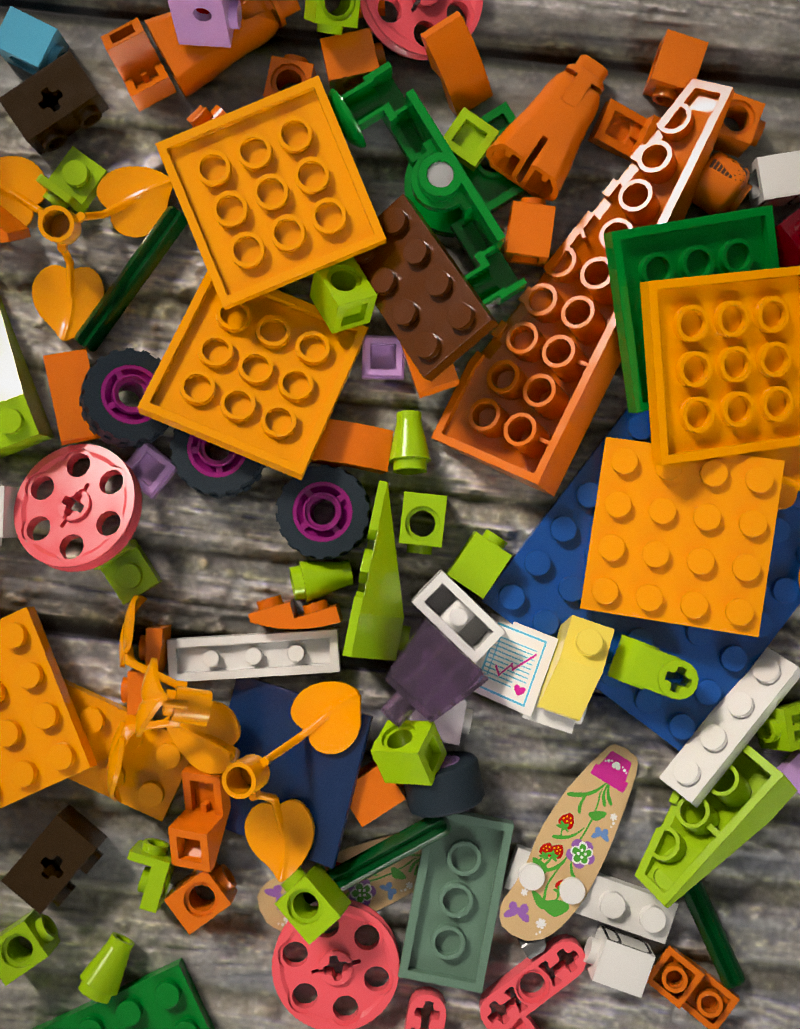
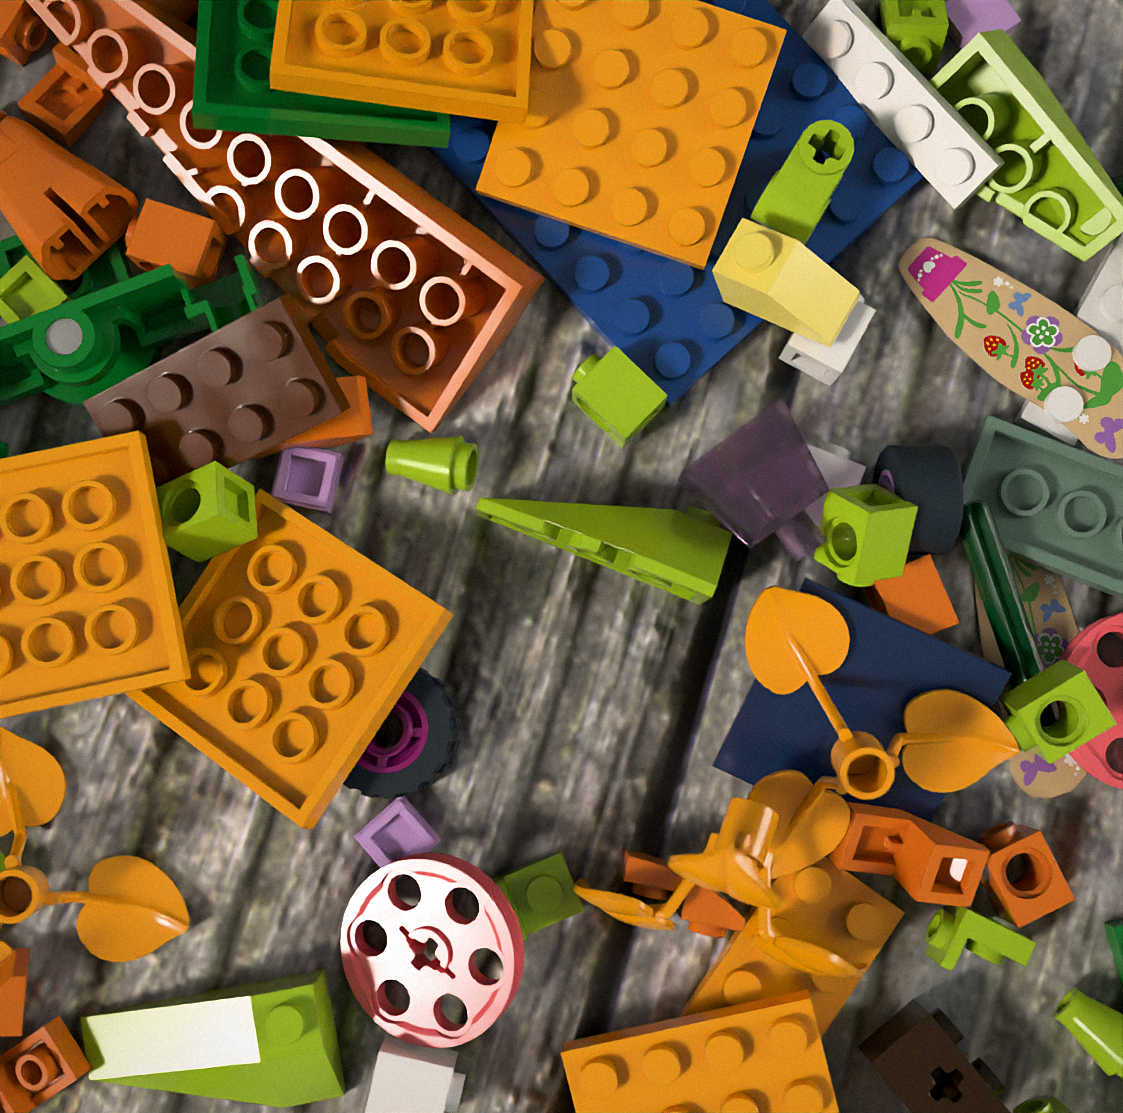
camera: 80 degrees left, 5 degrees down
(65, 378) = (271, 926): orange slope -> none
(101, 402) = (294, 881): black wheel -> none
(131, 279) = (121, 812): dark green axle -> none
(254, 655) = (689, 734): white plate -> none
(284, 615) = (639, 683): orange slope -> none
(297, 512) = (469, 587): black wheel -> none
(319, 578) = (598, 624): lime cone -> none
(354, 446) = (423, 537): orange slope -> none
(430, 503) = (528, 441): lime brick -> none
(457, 616) = (682, 434): white brick -> none
(516, 666) = (761, 364): white sticker -> none

